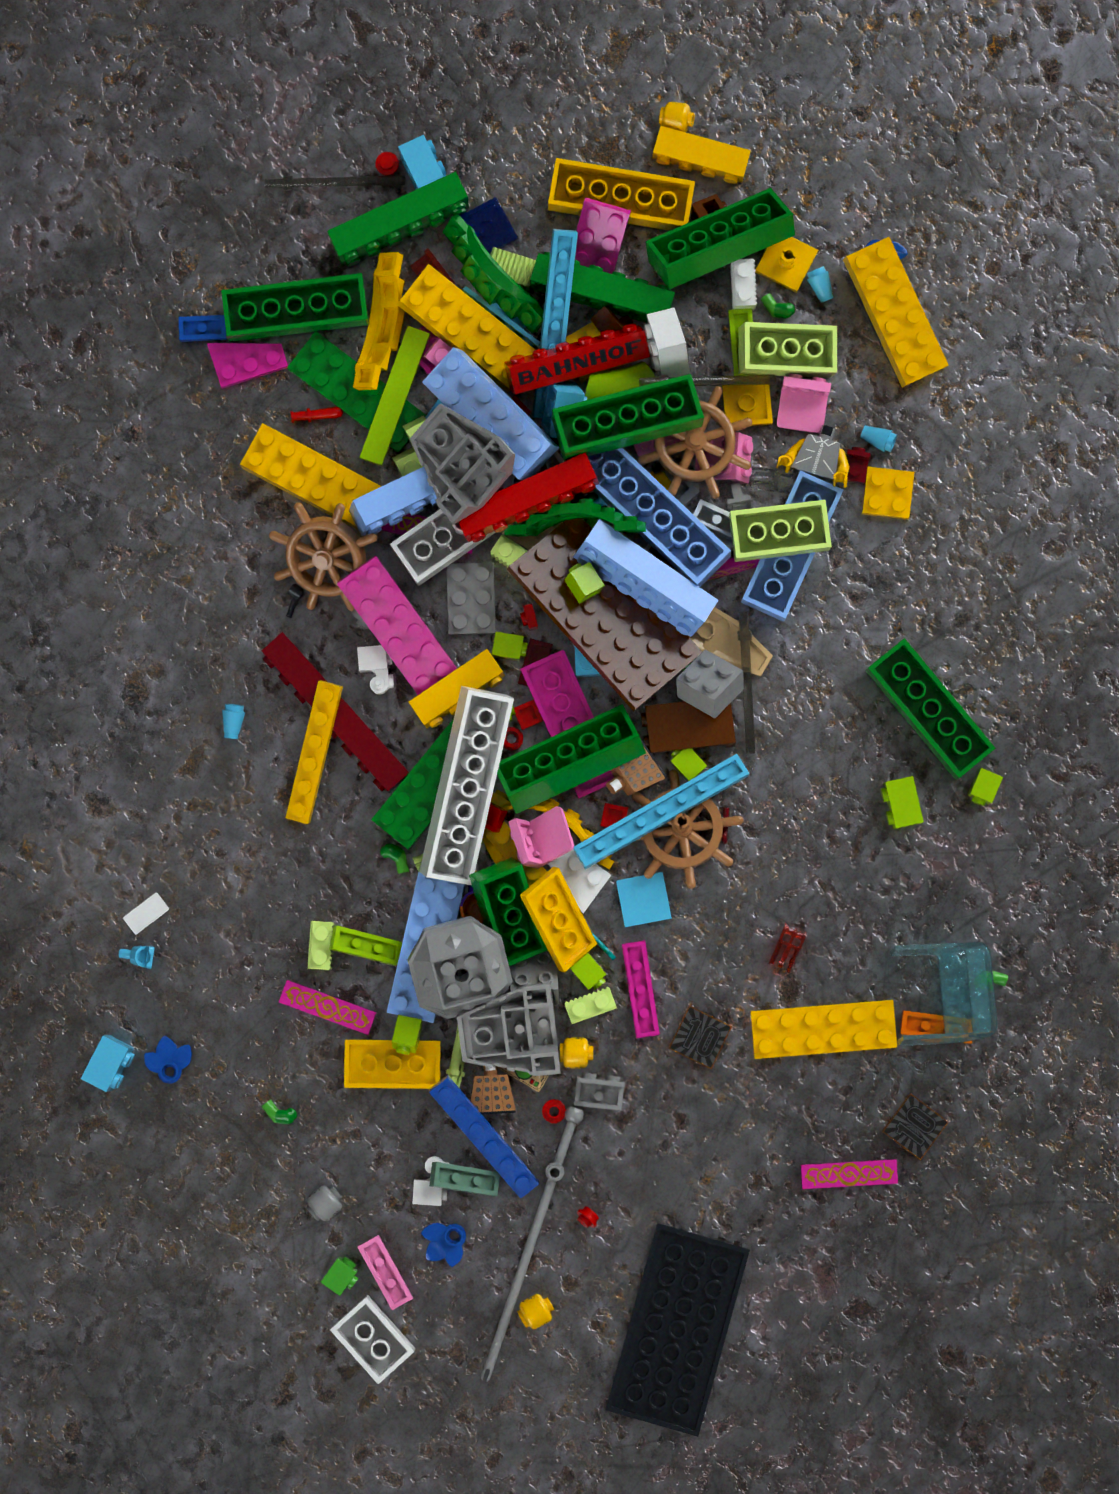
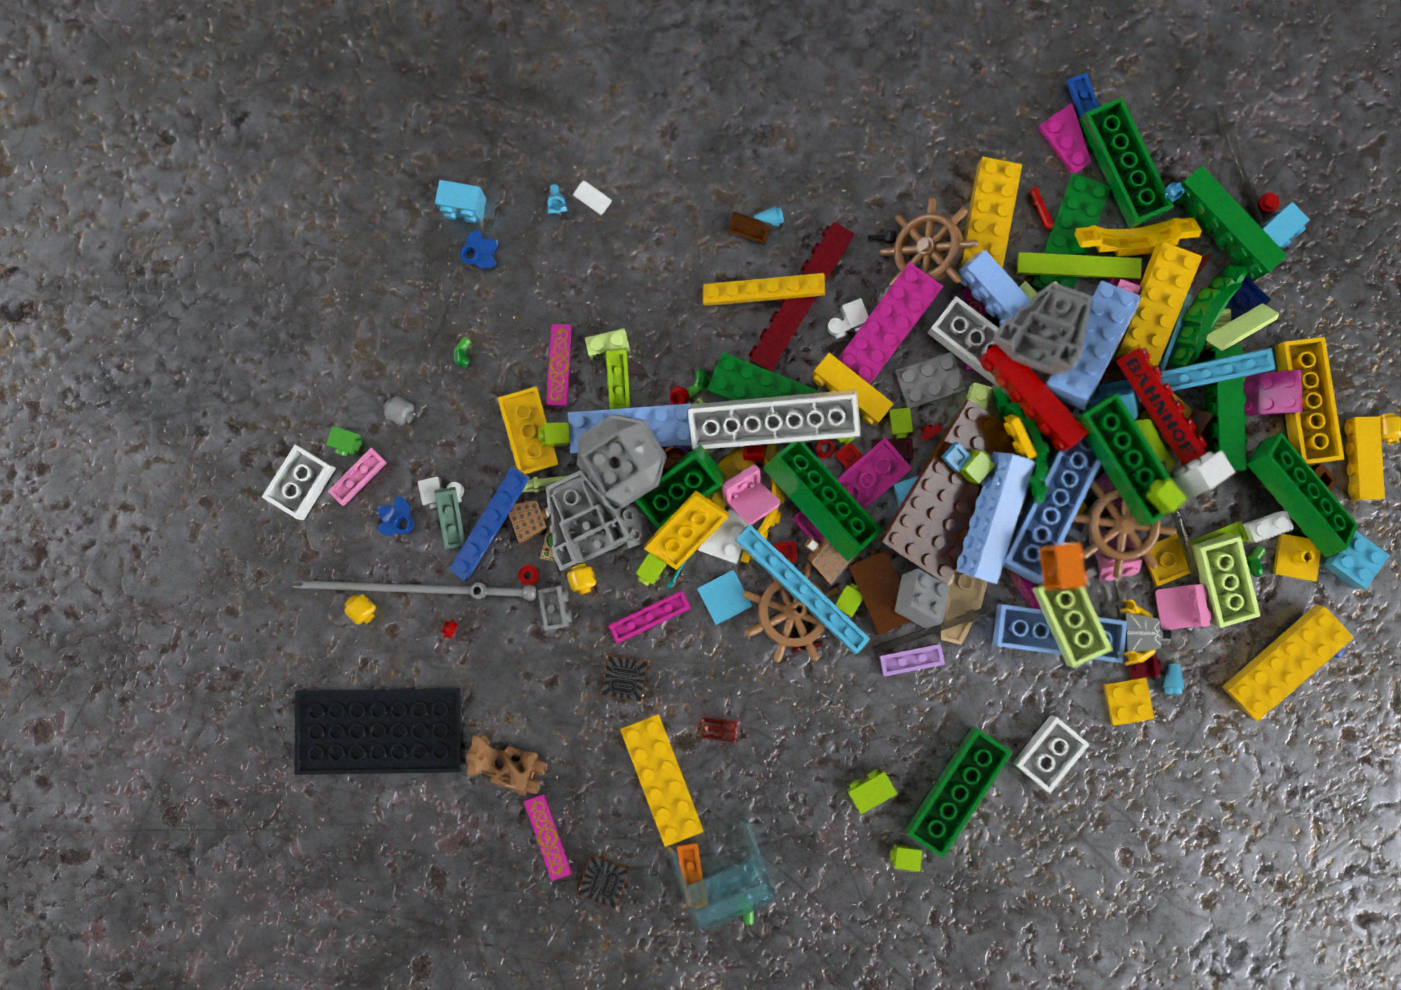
camera: 80 degrees right, 0 degrees up
(237, 746) = (749, 227): none -> reddish brown tile
(346, 269) = (1174, 191): none -> dark azure plate
(404, 882) = (679, 395): none -> red plate
(518, 243) = (1242, 327): none -> yellowish green tile
(568, 600) = (956, 457): none -> dark azure plate
(574, 525) = (1022, 443): none -> yellow plate
(590, 1005) = (623, 579): yellowish green brick -> none
(678, 394) = (1166, 496): none -> lime brick
(721, 526) = (1063, 566): none -> orange brick
(771, 1184) = (482, 760): none -> medium nougat hips
(773, 714) = (912, 660): none -> lavender plate
(809, 201) = (1358, 563): none -> medium azure brick
(820, 283) = (1288, 591): medium azure cone -> none
(918, 596) = (1050, 753): none -> white brick

